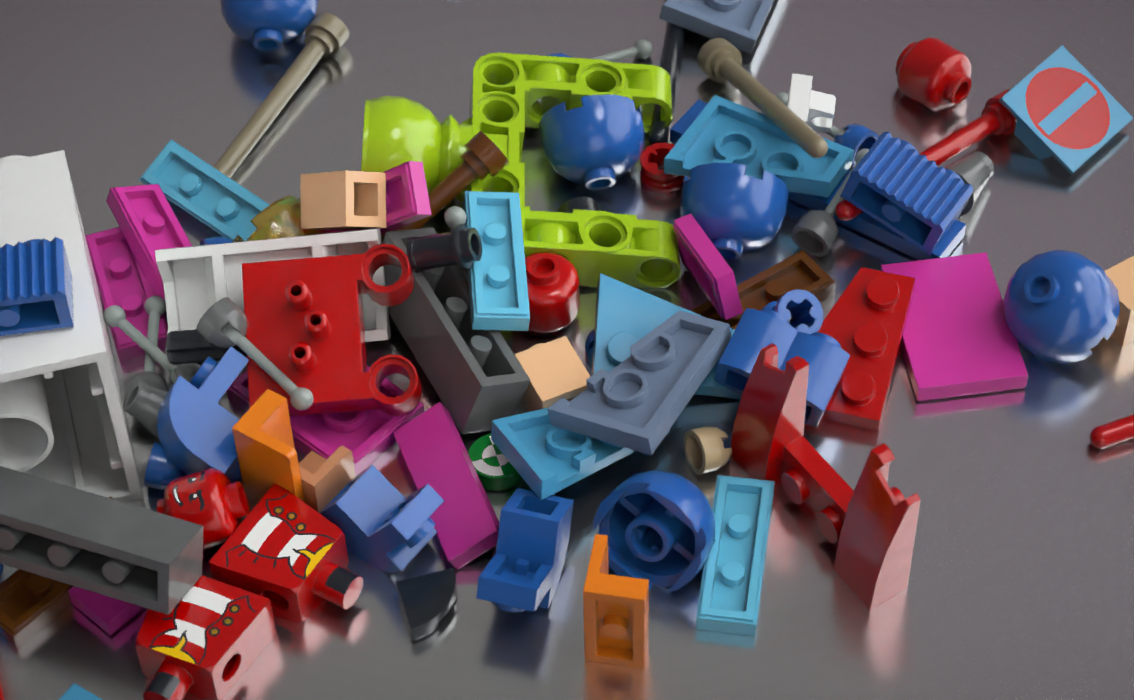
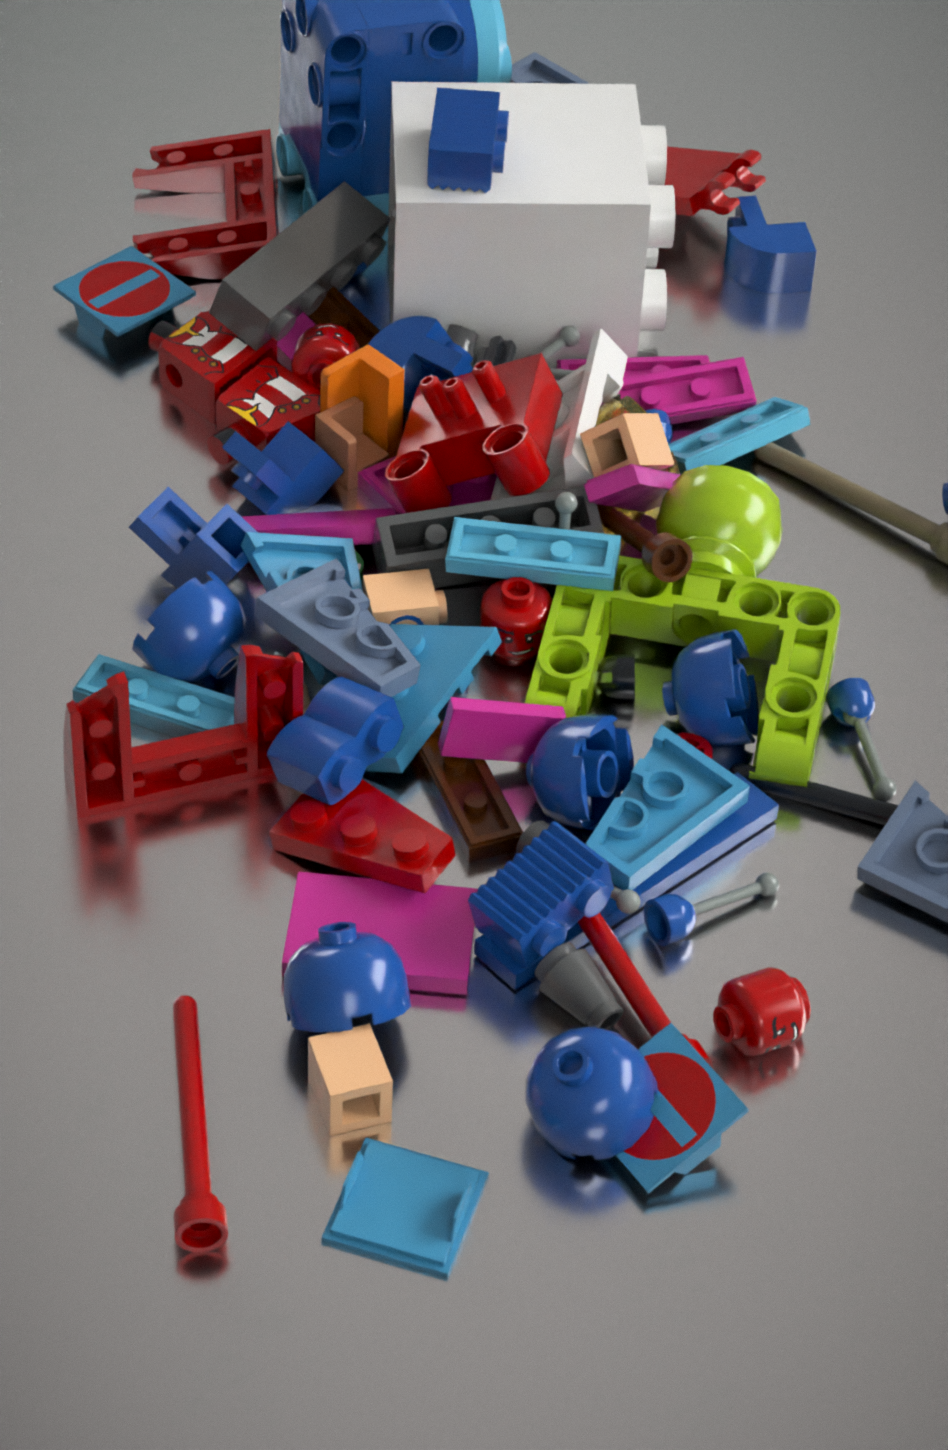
camera: 100 degrees right, 5 degrees down
(226, 326) = (482, 345): hinge -> none
(426, 600) = (201, 496): black tile -> none
(457, 247) = (532, 501): black pin -> none
(614, 613) = (110, 568): orange panel -> none
(723, 63) = (831, 834): dark tan piece -> none
(802, 307) = (407, 776): bush -> none
(811, 106) = (716, 861): white tile -> none
(1078, 145) = (590, 1093): none -> blue cylinder

